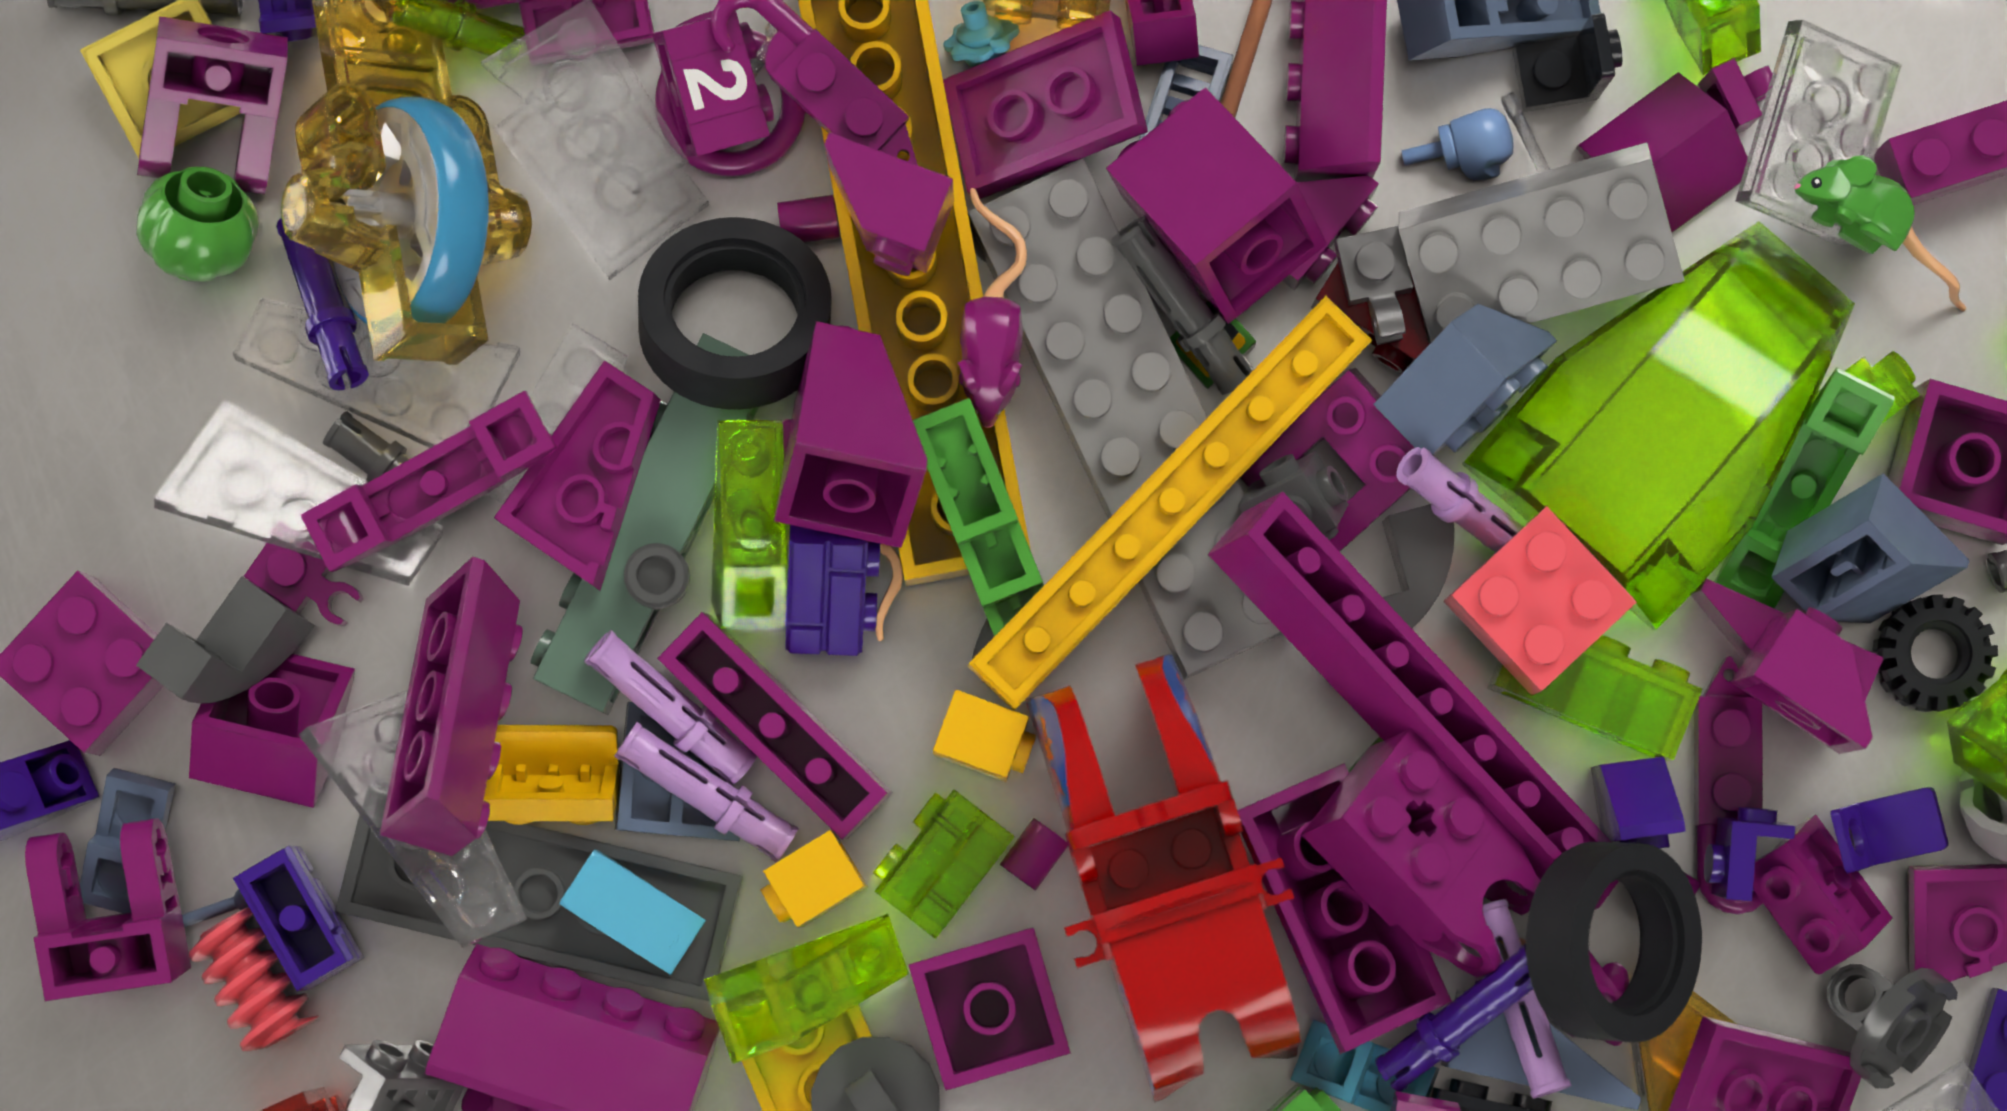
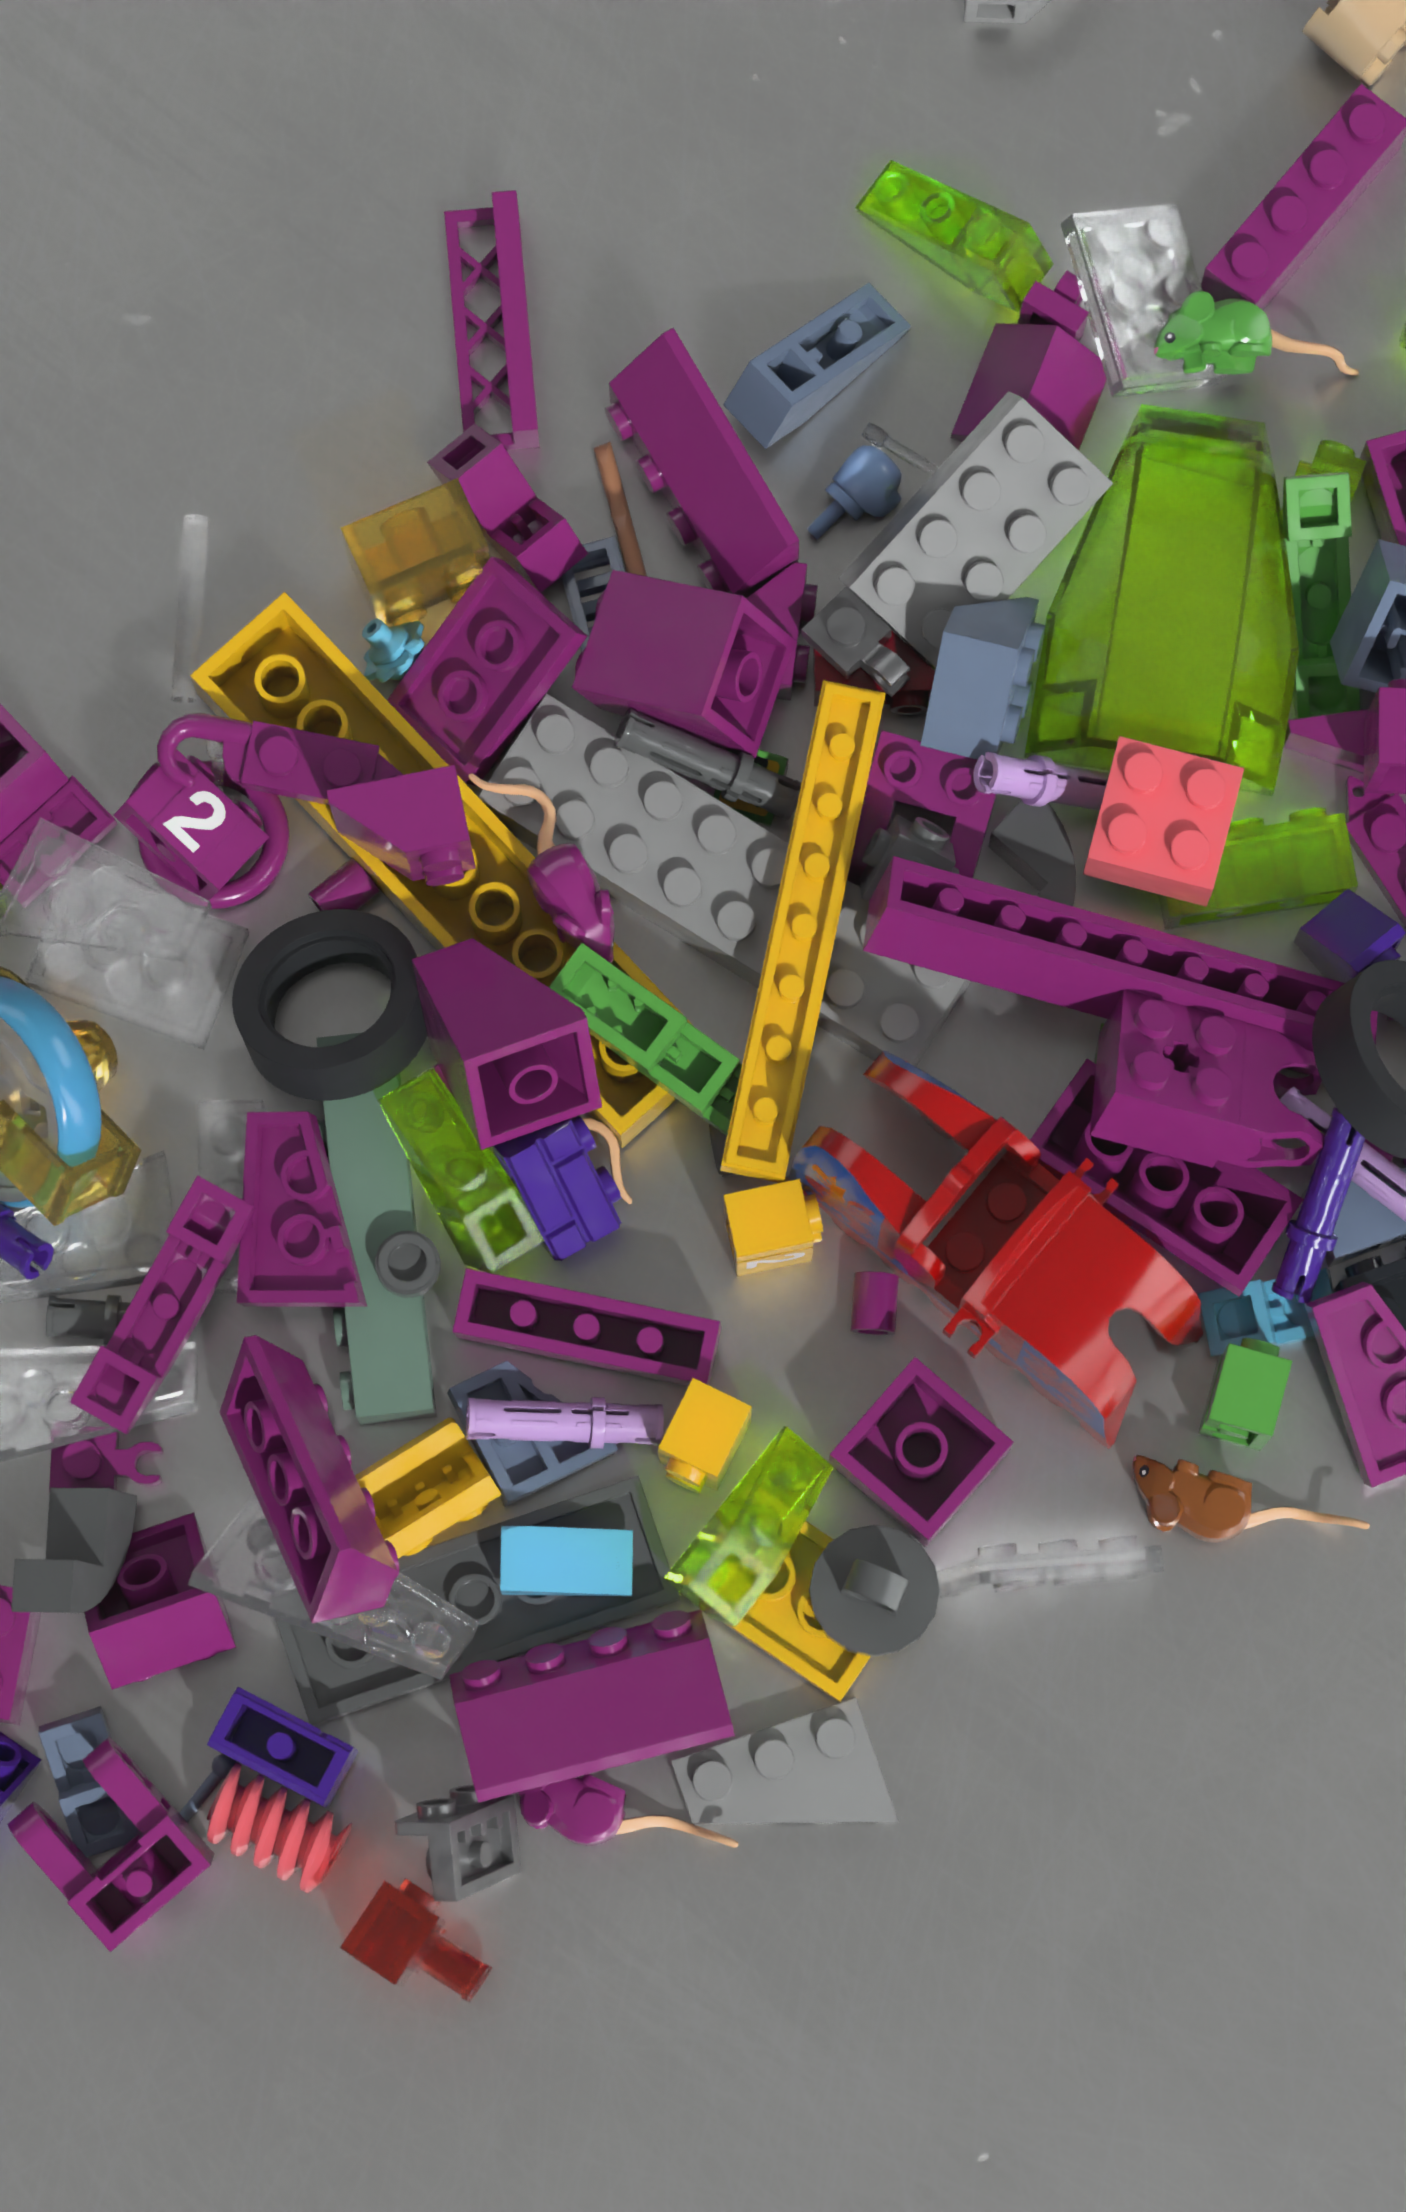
camera: 30 degrees left, 5 degrees down
(687, 722) = (505, 1371): lavender pin -> none
(942, 862) = (802, 1357): clear neon green brick -> none
(1569, 67) = (904, 373): black bracket -> none

